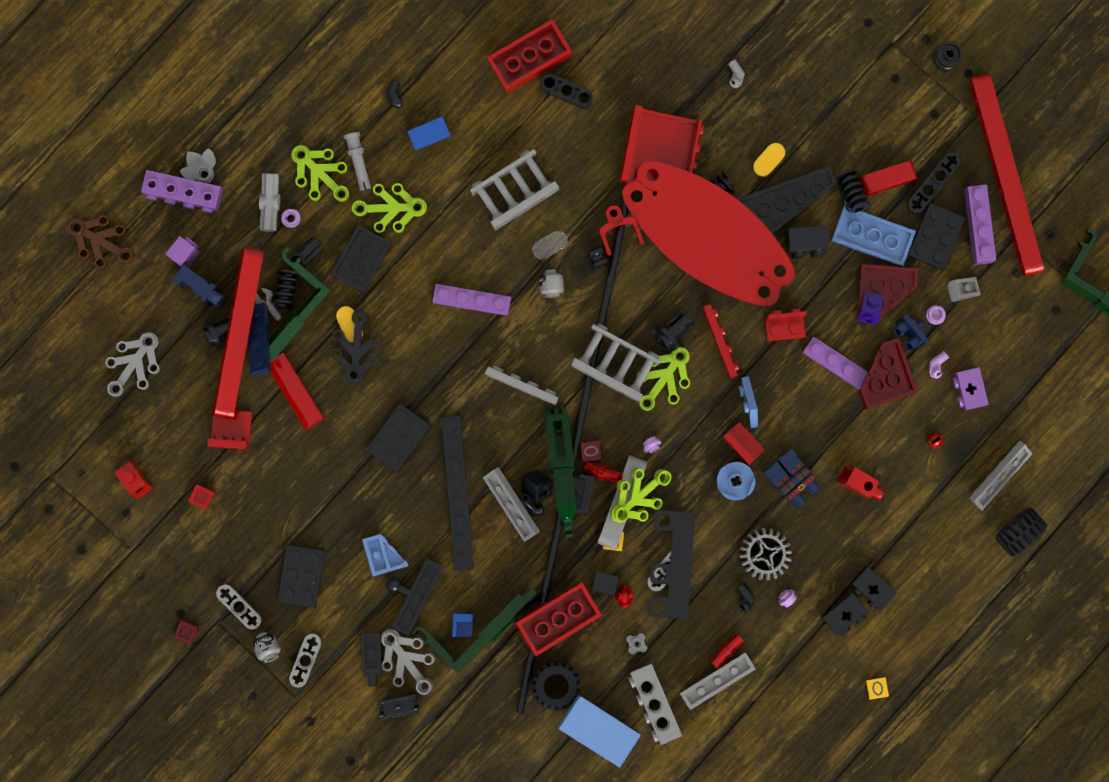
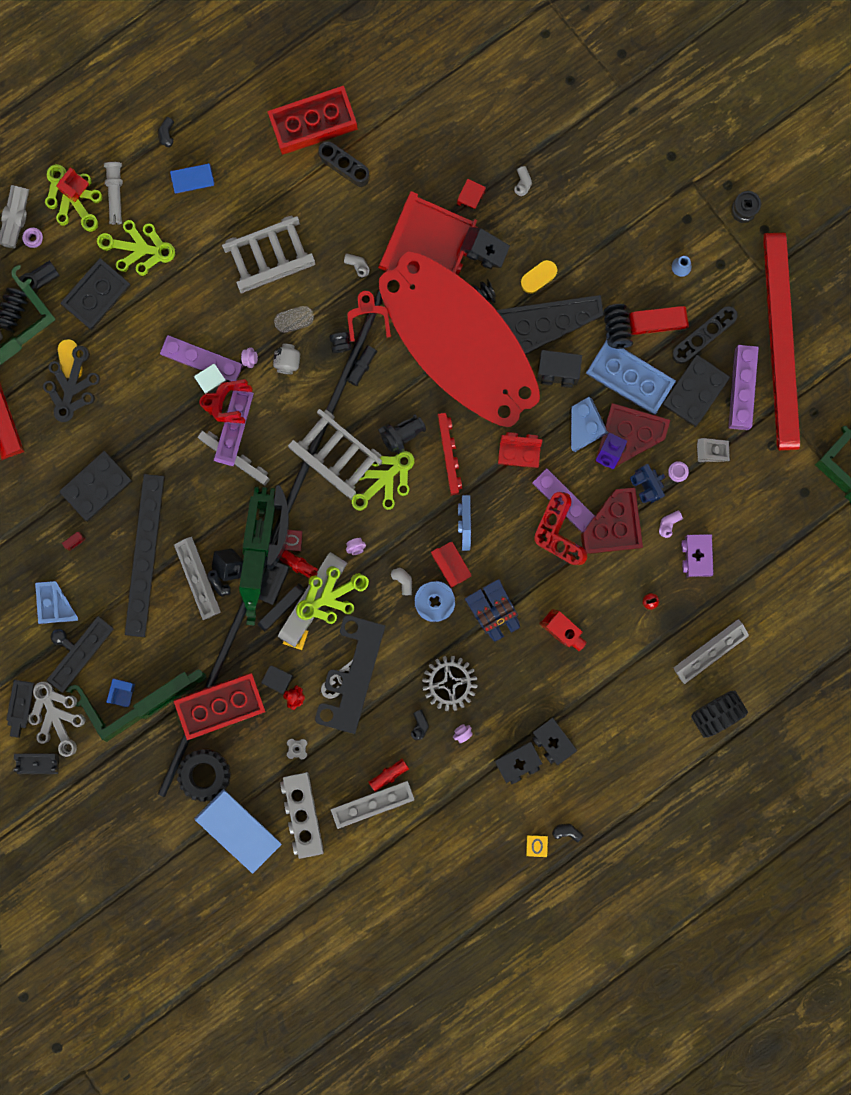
camera: 10 degrees right, 0 degrees up
(318, 162) = (72, 185): none -> red panel
(389, 493) = (73, 541): none -> dark red tile
(484, 317) = (210, 379): none -> light aqua panel
(493, 337) = (214, 401): none -> red piece
(516, 289) = (249, 357): none -> lavender plate
(516, 357) = (232, 432): none -> medium lavender plate
(576, 420) = (276, 551): none -> black slope
(595, 515) = (281, 607): none -> black beam
(600, 181) = (359, 264): none -> light grey arm
(622, 275) = (361, 365): none -> black pin
(691, 96) = (471, 194): none -> red panel
(702, 465) = (404, 578): none -> light grey arm
(714, 143) = (485, 248): none -> black brick
(833, 398) = (553, 536): none -> red beam
(841, 288) = (586, 424): none -> medium blue wing
(899, 127) = (679, 269): none -> medium blue cone
(900, 668) = (564, 830): none -> black arm

